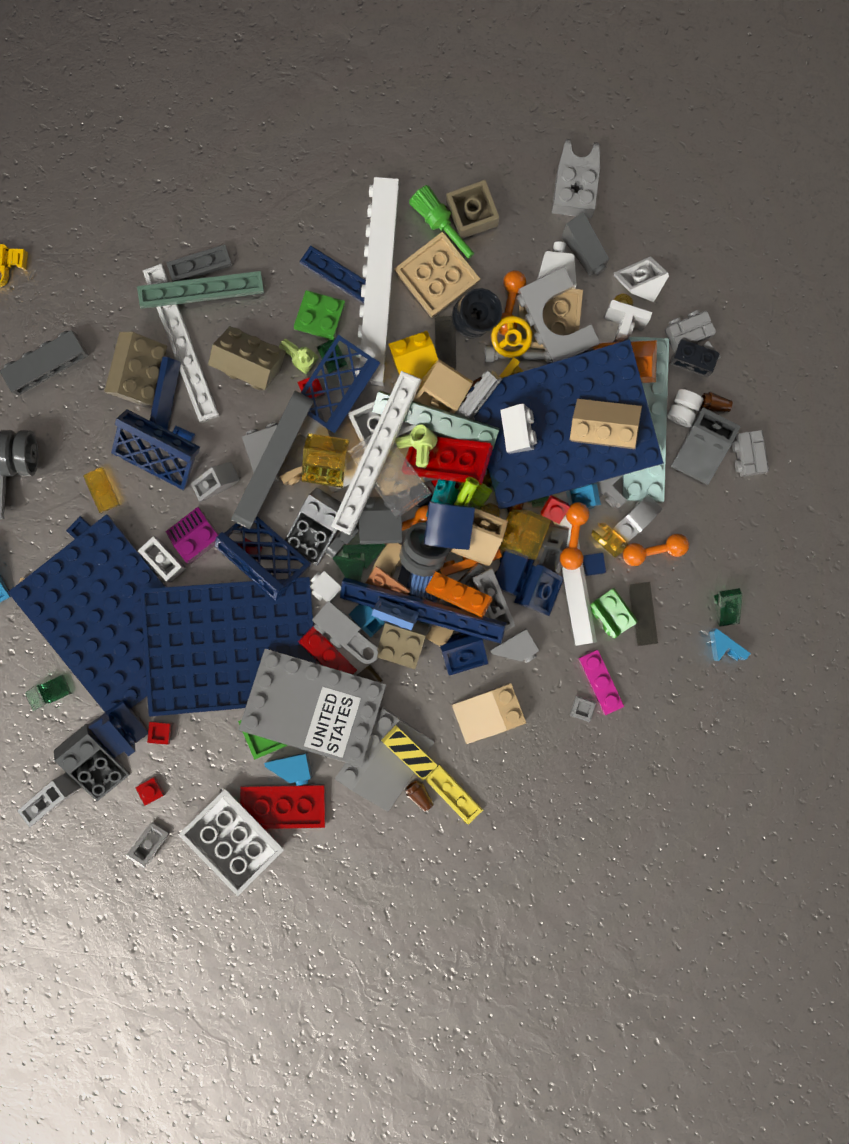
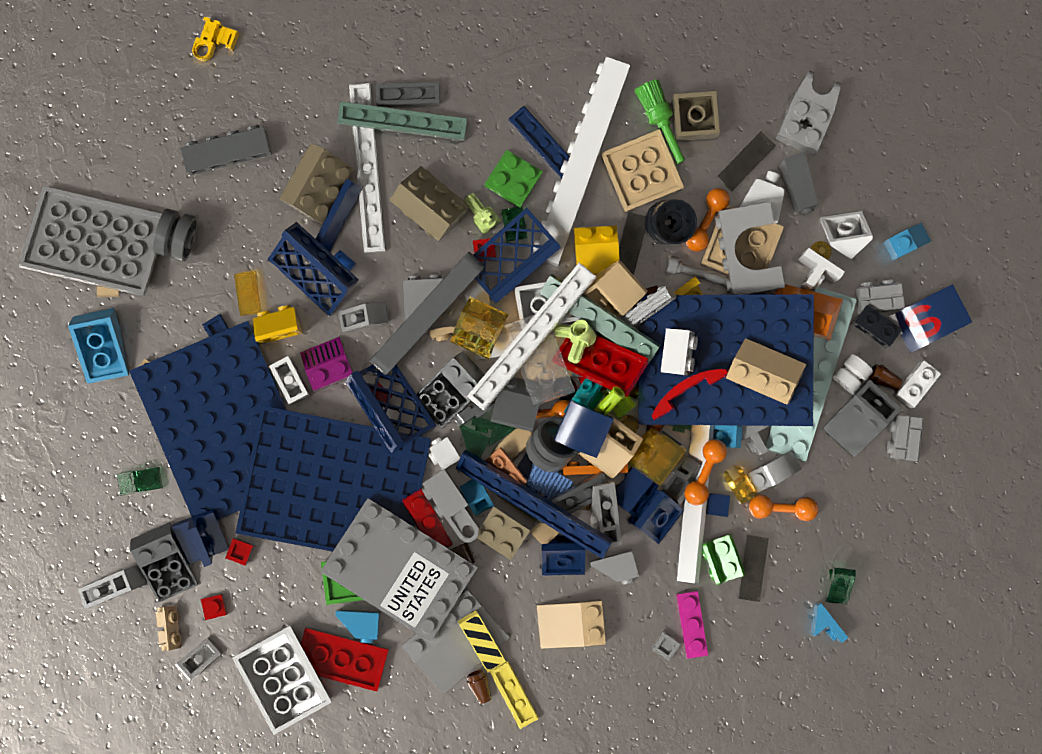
camera: 15 degrees right, 0 degrees up
(116, 830) = (170, 637): none -> tan hinge
(136, 512) = (276, 325): none -> yellow slope
(395, 614) = (506, 500): medium blue plate -> none
(459, 594) = (574, 498): orange plate -> none
(518, 340) = (683, 261): yellow piece -> none
(519, 484) = (665, 404): none -> red slope
(531, 240) = (746, 161): none -> clear smoke tile
(555, 509) = (693, 440): red plate -> none
(699, 272) = (907, 241): none -> dark azure slope
(744, 336) = (932, 318): none -> dark blue slope
(747, 401) = (916, 384): none -> white brick

